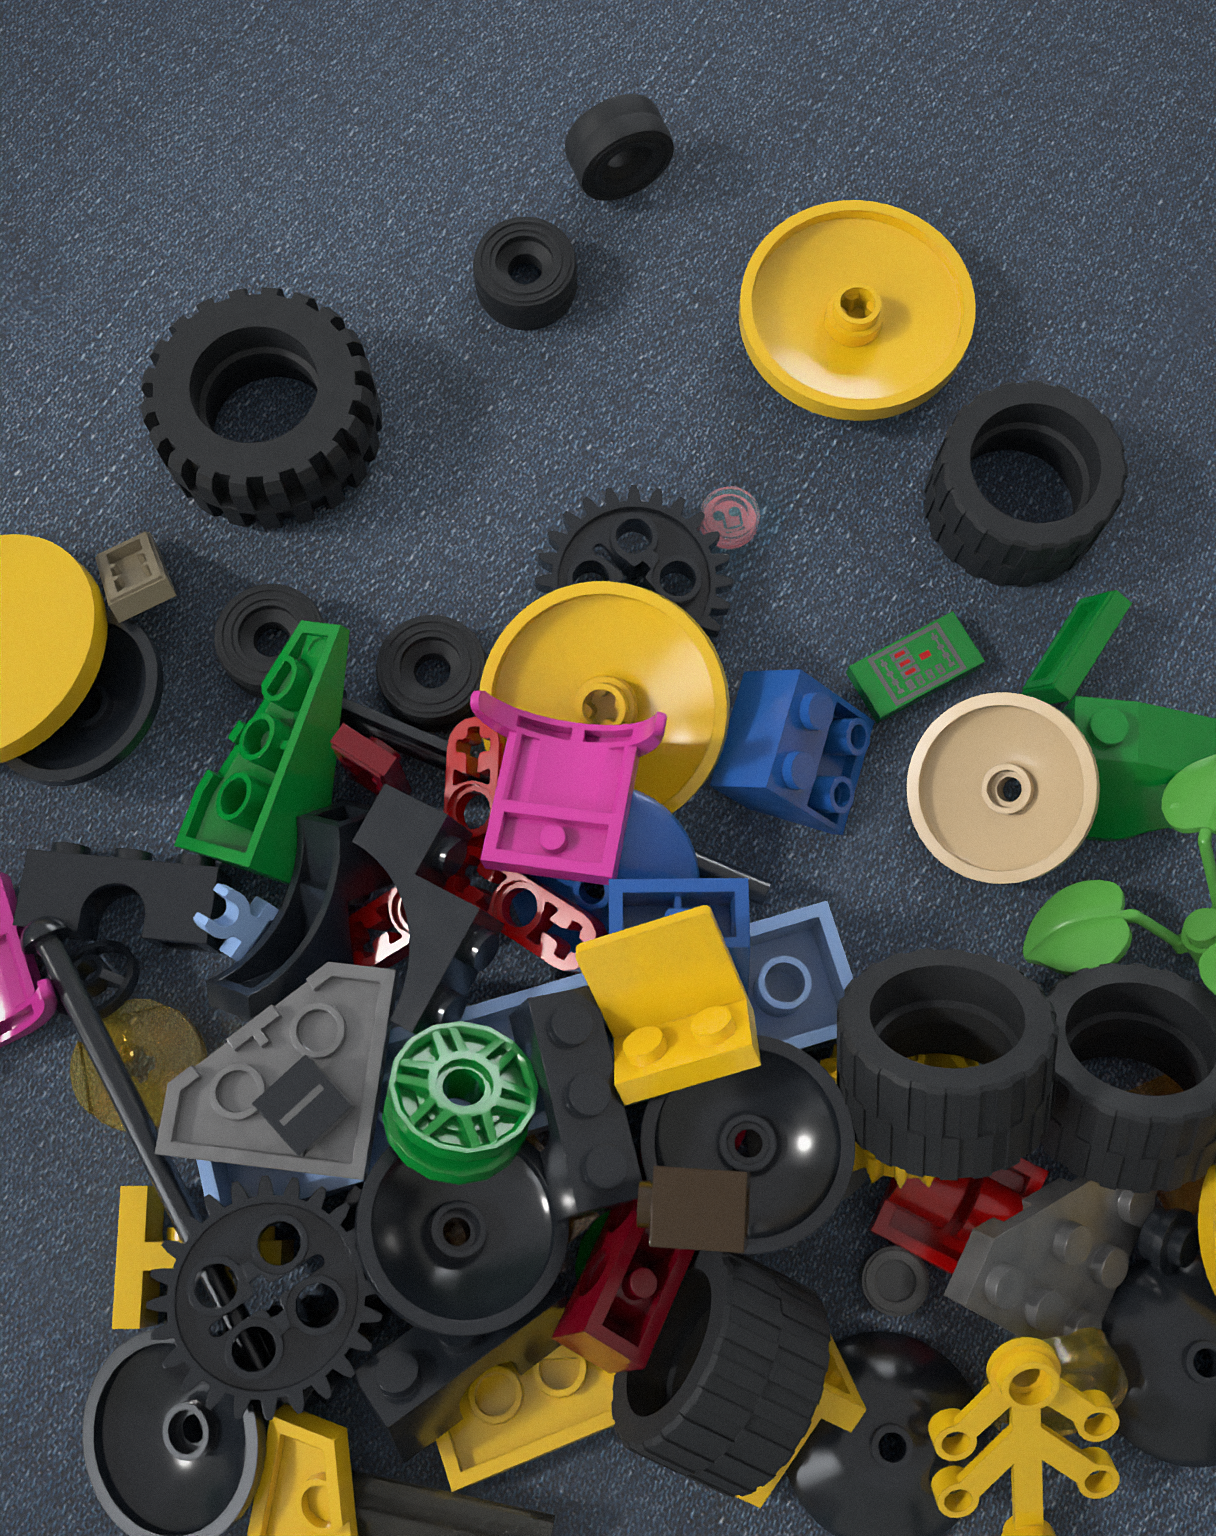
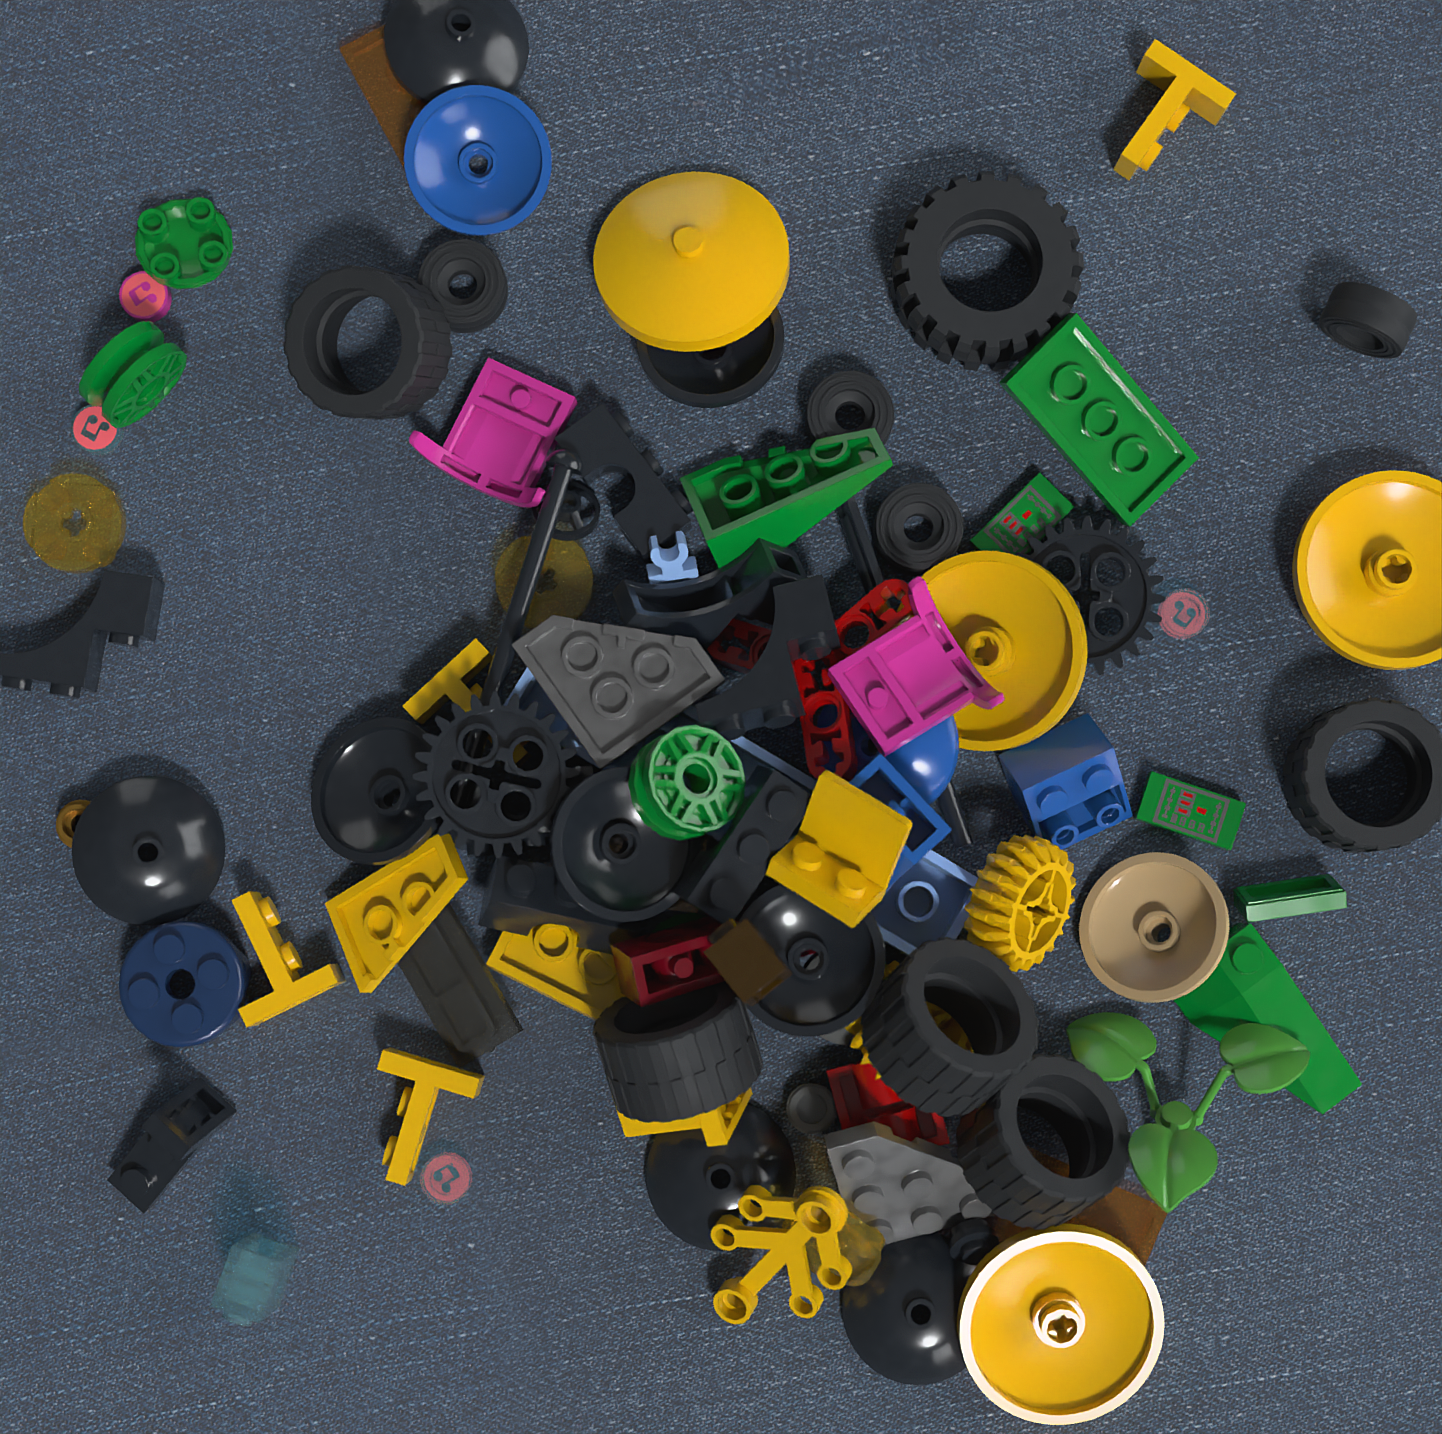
camera: 50 degrees right, 10 degrees up
(134, 576) = (811, 300): dark tan plate -> none
(280, 125) = (1184, 89): none -> yellow bracket
(303, 1106) = (608, 700): black tile -> none
(369, 761) = (829, 549): dark red plate -> none
(486, 427) = (1099, 419): none -> green plate
(512, 571) = (1023, 517): none -> green tile
(521, 242) = (1248, 319): black tyre -> none
(869, 884) = (1021, 901): none -> yellow gear

